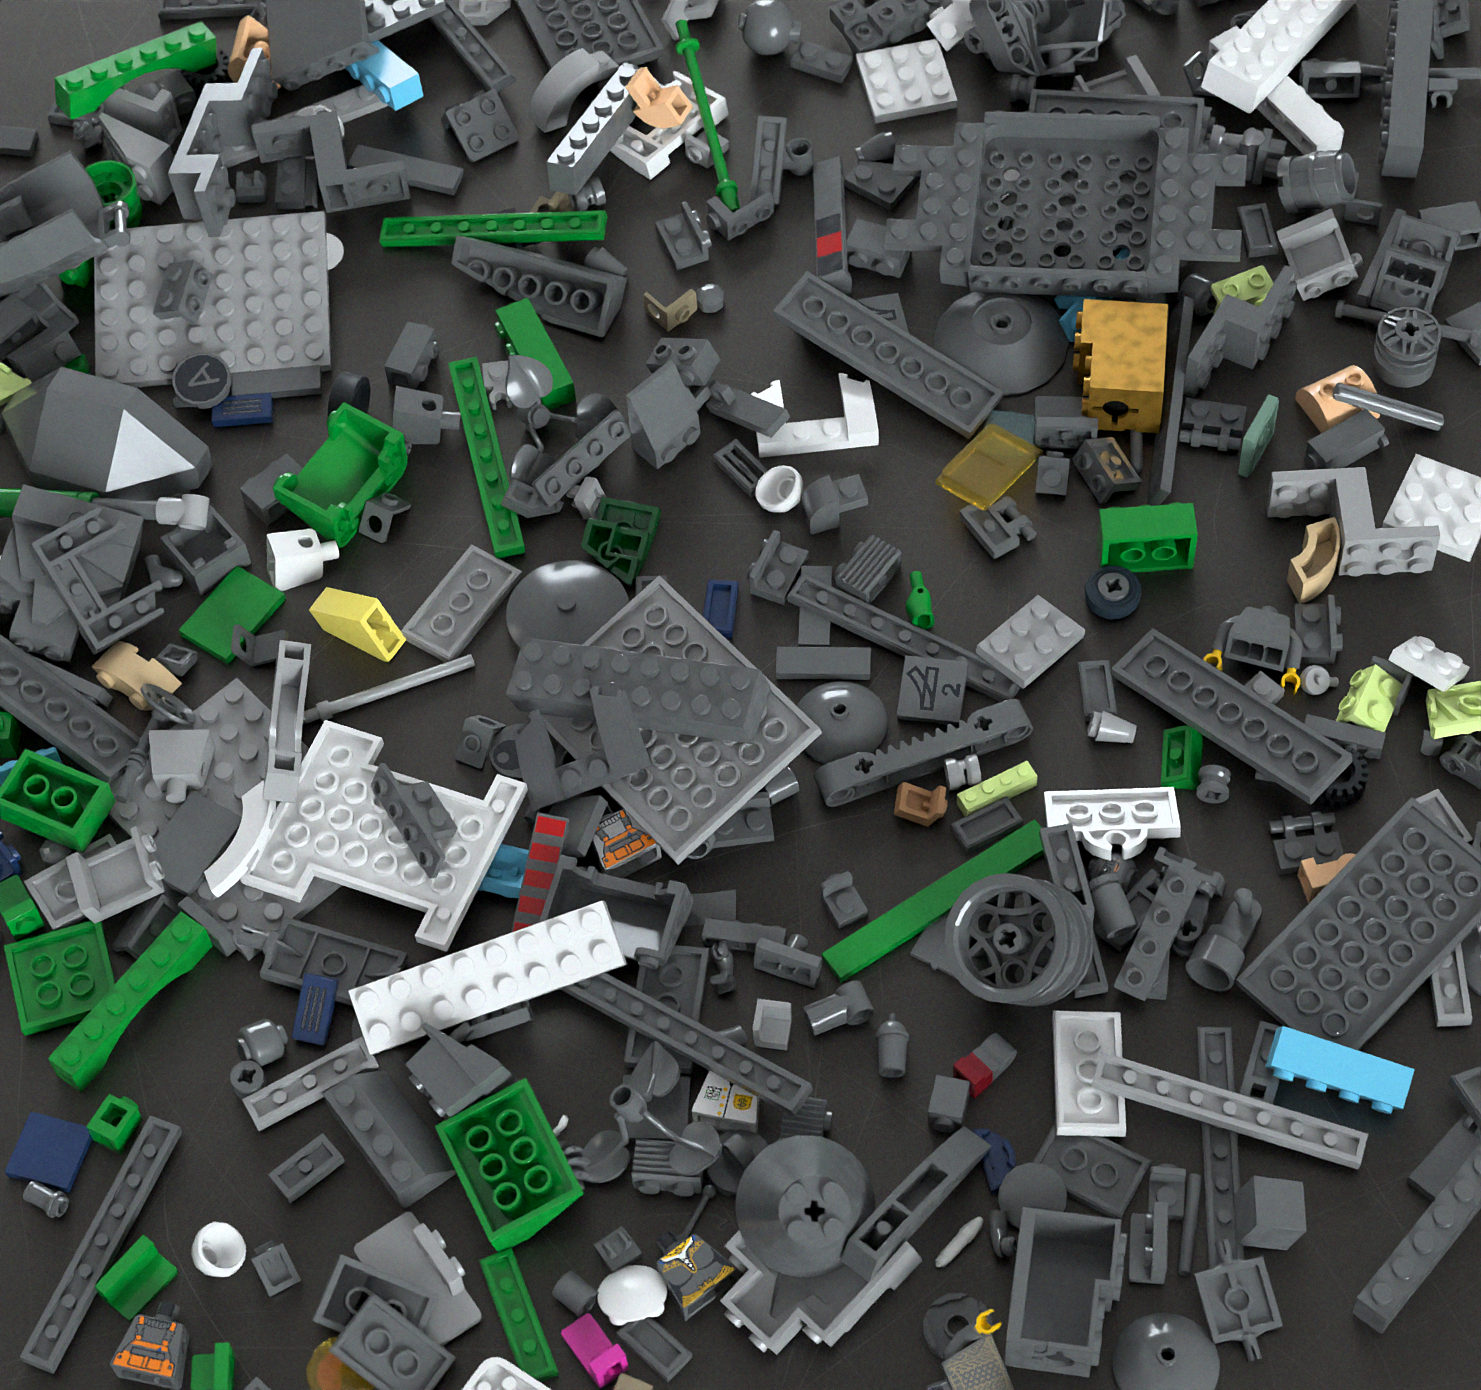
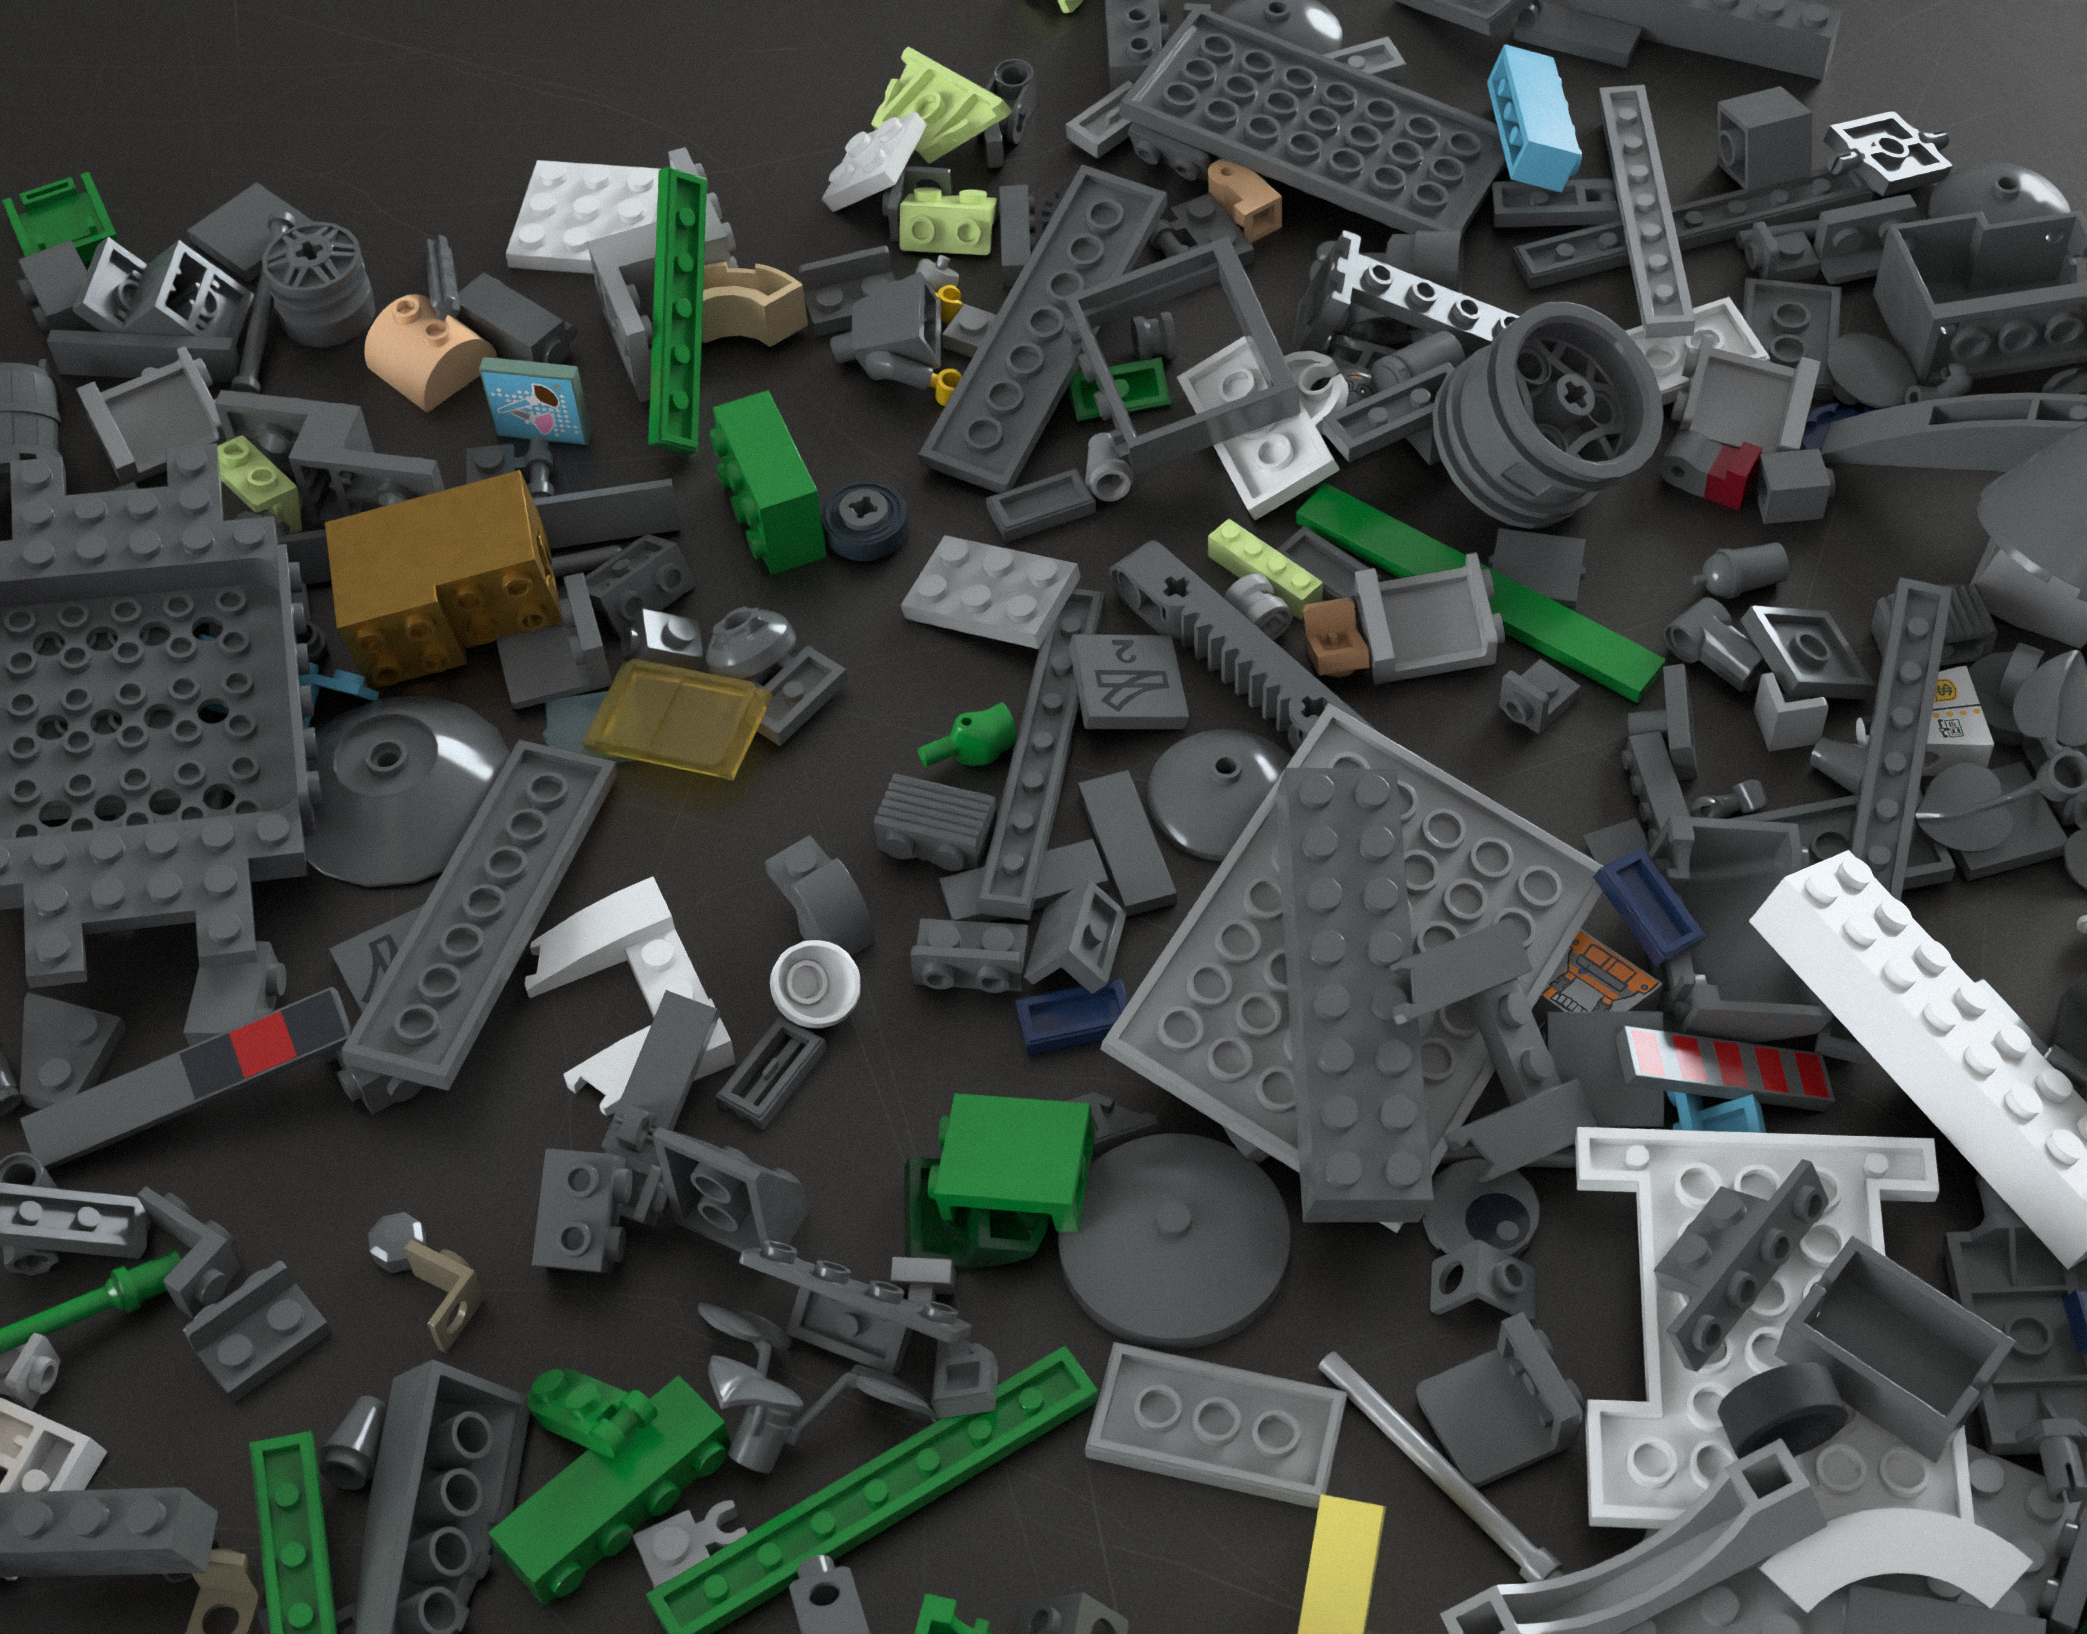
camera: 110 degrees left, 5 degrees down
(319, 795) = (1784, 1403): none -> black tyre
(329, 857) = (1896, 1347): none -> dark grey piece
(409, 718) = (1503, 1406): none -> dark grey bracket
(572, 345) = (588, 1410): none -> green plate
(626, 543) = (1014, 1157): none -> green panel
(645, 869) = (1649, 906): none -> dark blue tile
(759, 615) = (1079, 936): none -> dark grey panel
(810, 1048) = (1807, 653): none -> dark grey tile
(915, 851) = (1428, 621): none -> light grey panel
(1024, 1096) = (1745, 399): none -> light grey panel
(1029, 509) = (748, 642): none -> dark grey piece
(1157, 805) = (1153, 286): none -> dark grey window
(1295, 507) = (677, 311): none -> green tile

